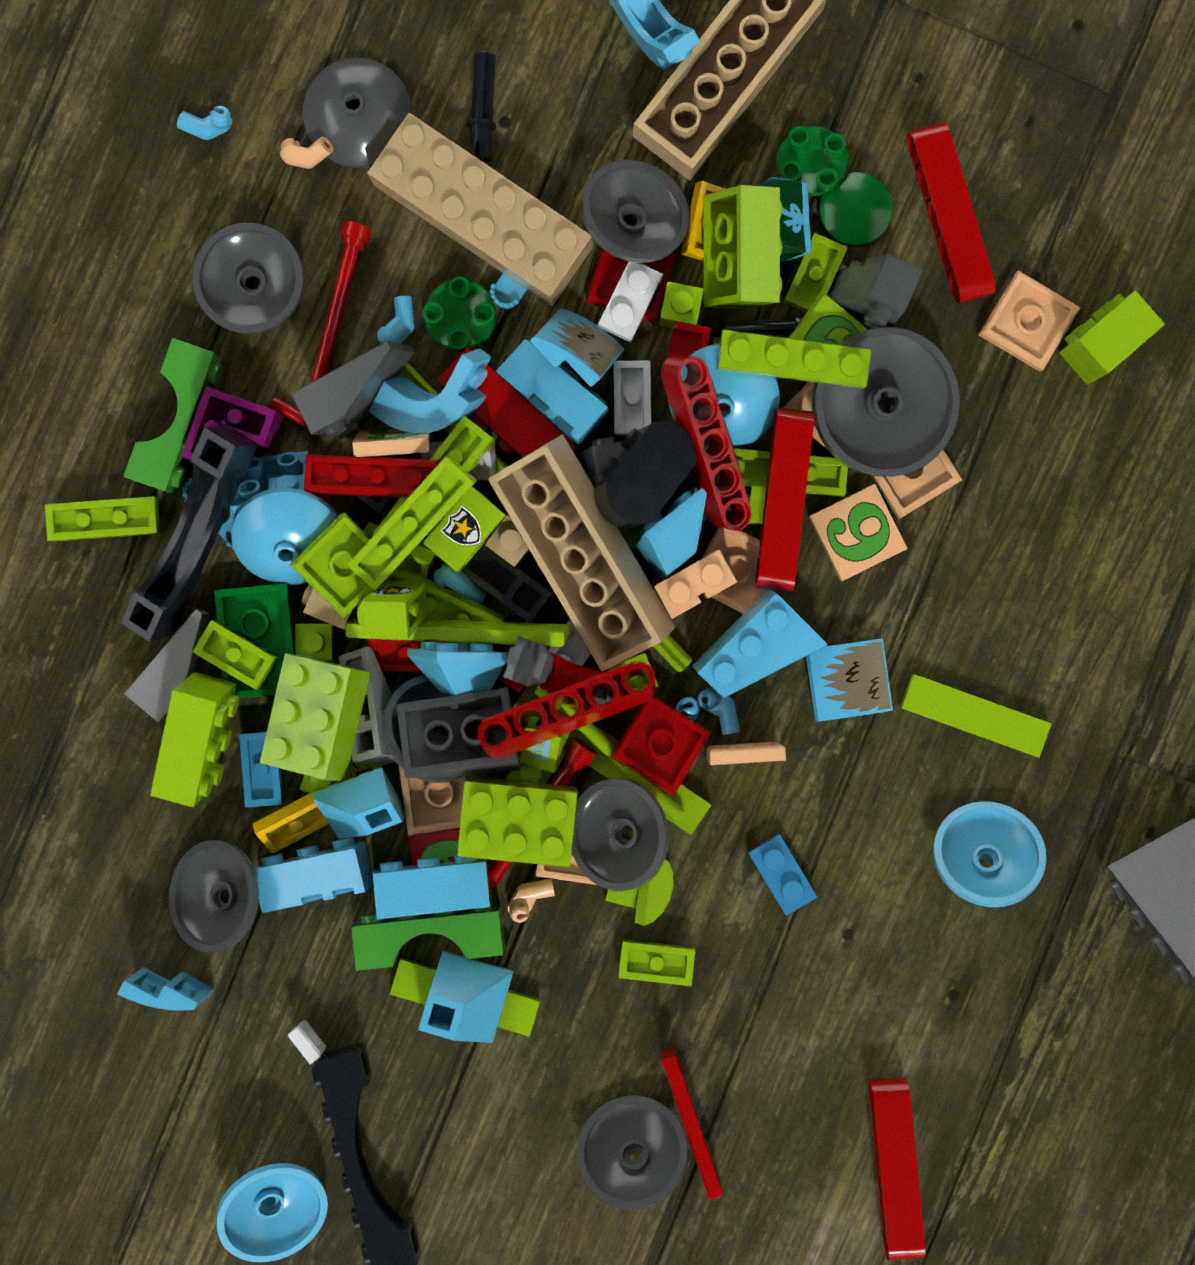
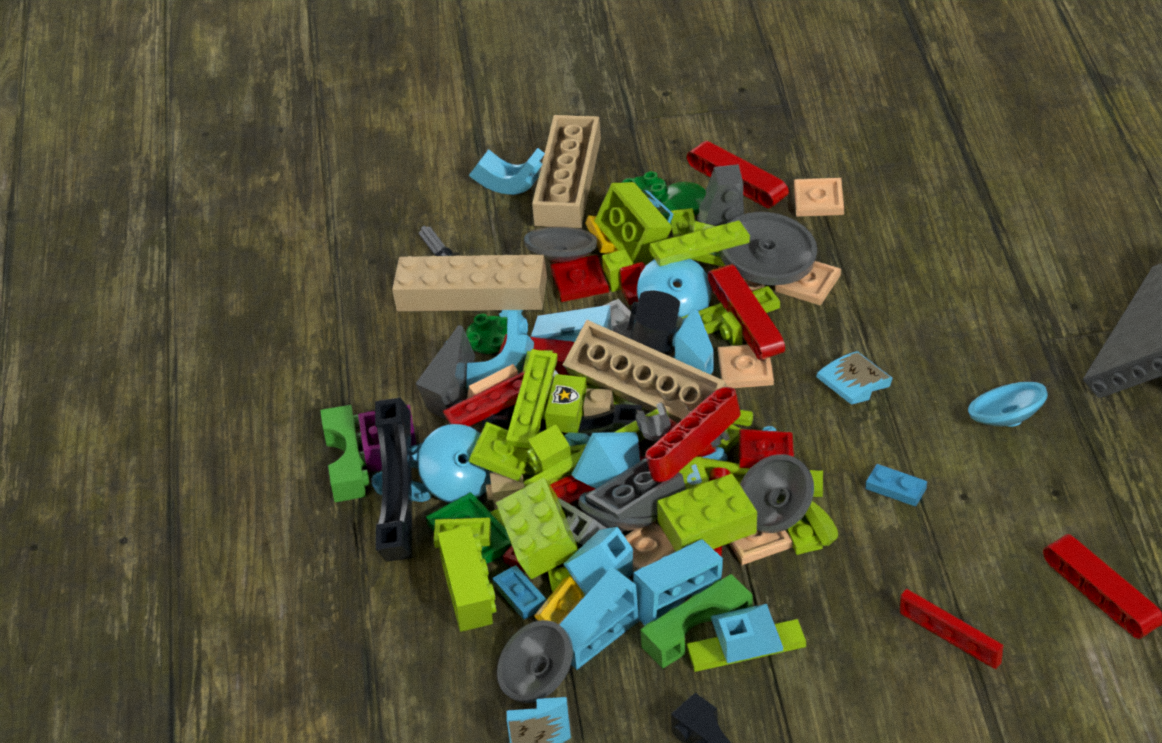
camera: 30 degrees left, 45 degrees down
(102, 519) = (327, 521): lime plate -> none
(169, 668) = (423, 578): light grey slope -> none
(209, 127) = (278, 328): medium azure arm -> none
(231, 261) = (350, 366): dark grey dish -> none
(288, 411) = (426, 422): red piece -> none
(304, 157) = (346, 312): light nougat arm -> none
(307, 1041) = (656, 717): white tile -> none
(354, 238) = (401, 331): red piece -> none
(358, 133) = (363, 286): dark grey dish -> none
(525, 897) = (744, 571): light nougat arm -> none
(578, 342) = (567, 302): slope -> none
(616, 1133) = (924, 655): dark grey dish -> none
(630, 300) = (586, 280): white plate -> none
(656, 962) = (855, 561): lime plate -> none
(705, 576) = (728, 362): light nougat piece -> none
(710, 423) = (653, 274): red beam -> none
(722, 707) = (789, 424): medium azure arm -> none
(745, 753) = (820, 426): light nougat tile -> none
(757, 645) = (786, 381): medium azure wedge -> none
(858, 532) = (802, 317): light nougat tile -> none
(975, 715) = (943, 360): lime tile -> none
(1117, 332) = (866, 172): lime brick -> none

